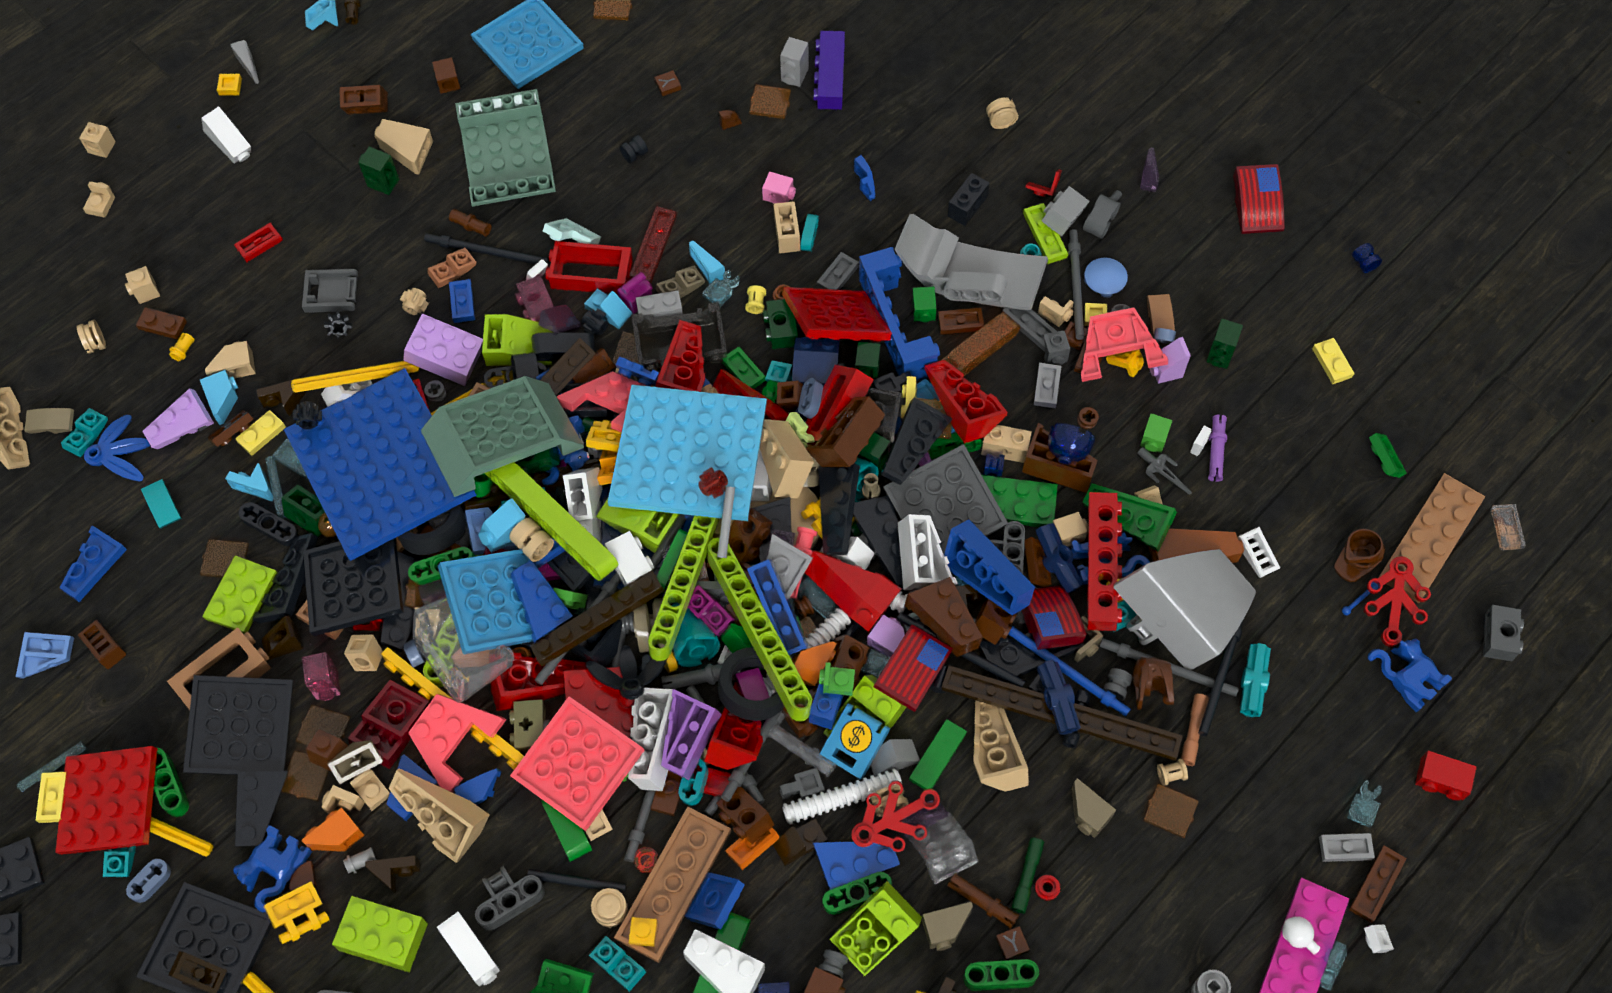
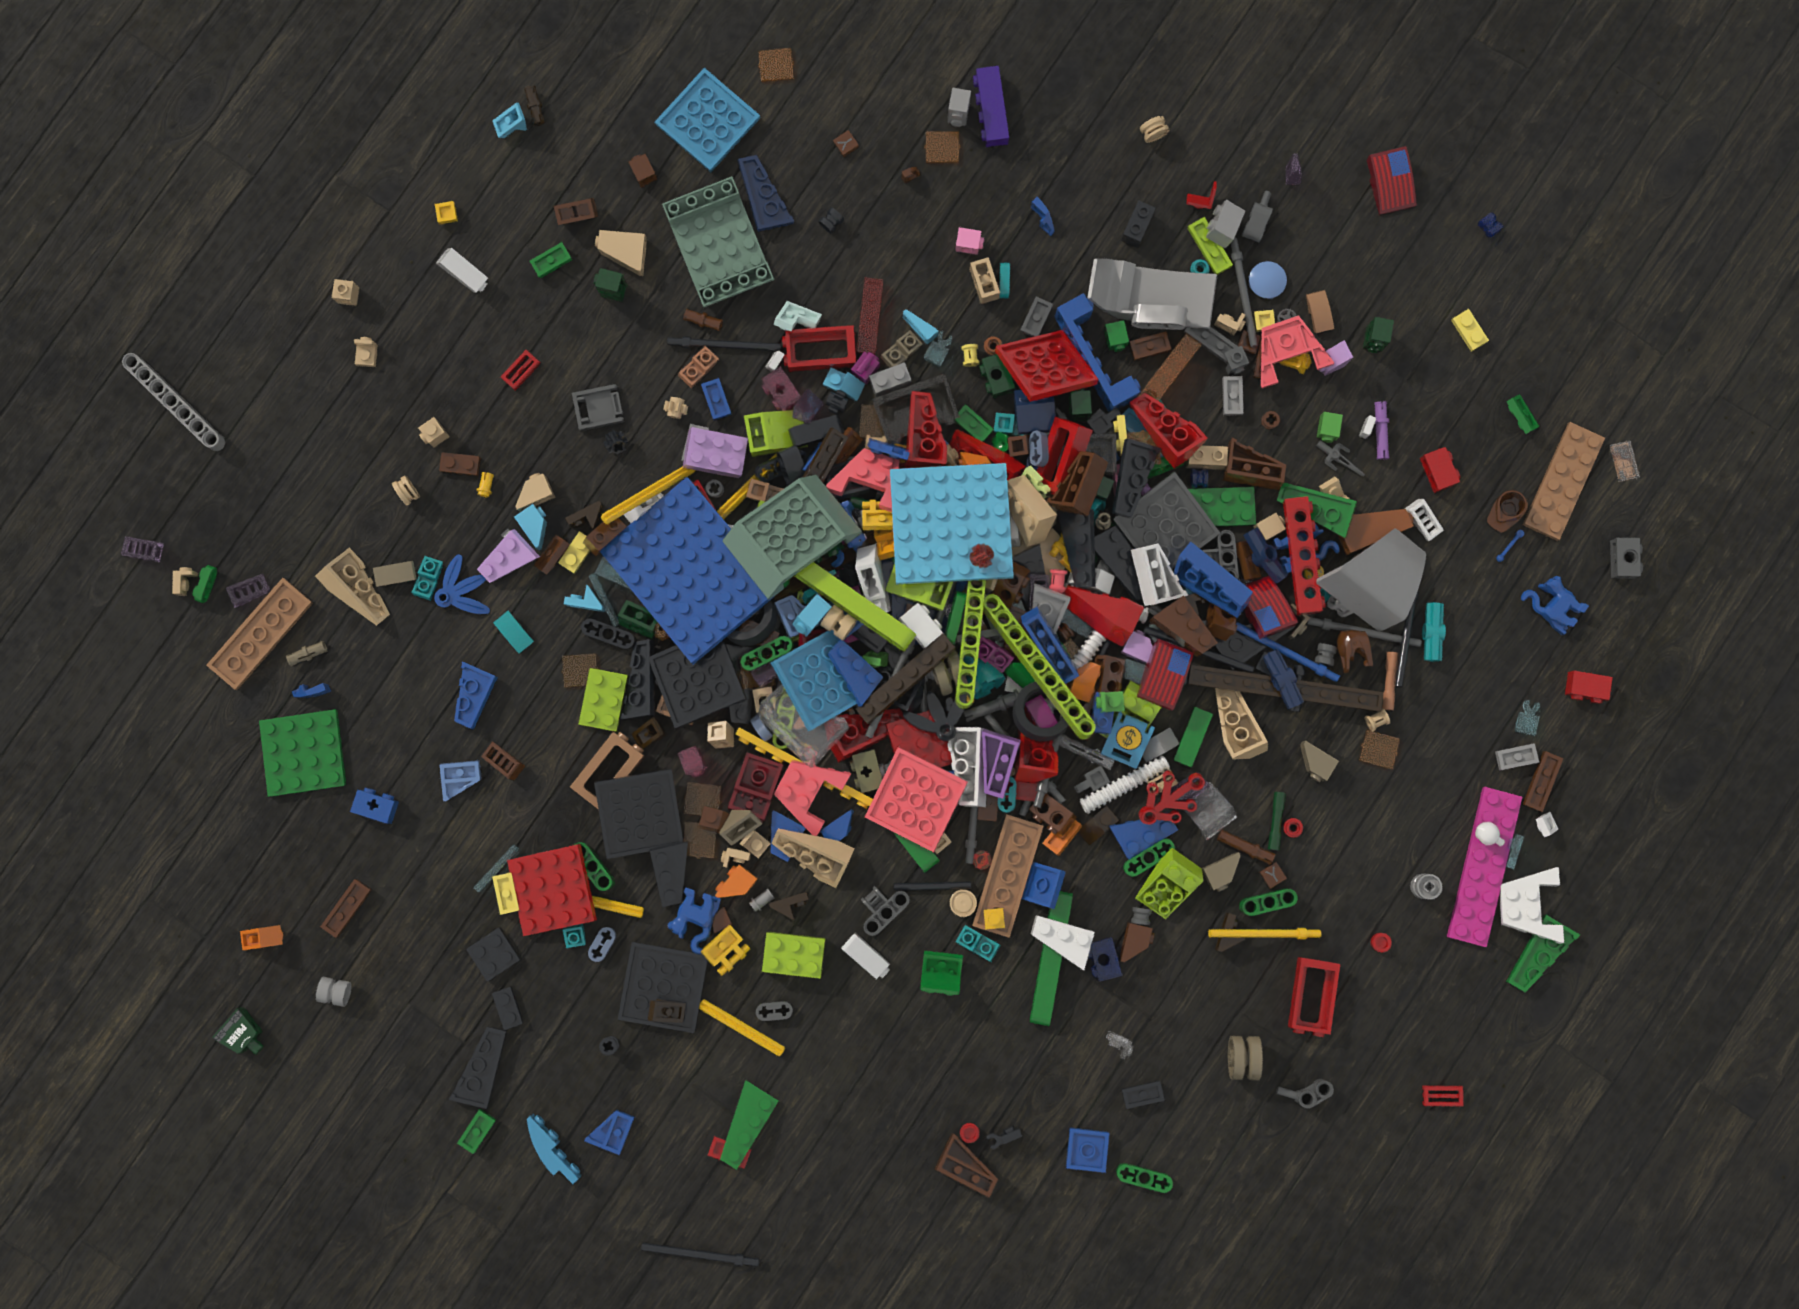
camera: 10 degrees left, 20 degrees up
(245, 57) = (452, 181): light grey slope -> none
(282, 414) = (603, 535): none -> reddish brown brick
(307, 415) = (619, 539): black gear -> none
(324, 143) = (550, 260): none -> green plate
(567, 119) = (765, 203): none -> dark blue wing
(726, 522) = (997, 585): light grey bar -> none
(1069, 444) = (1263, 459): clear blue cylinder -> none
(1164, 335) = (1326, 336): sand blue beam -> none
(1282, 499) = (1440, 469): none -> red brick
(1398, 597) = (1540, 543): red plant -> none

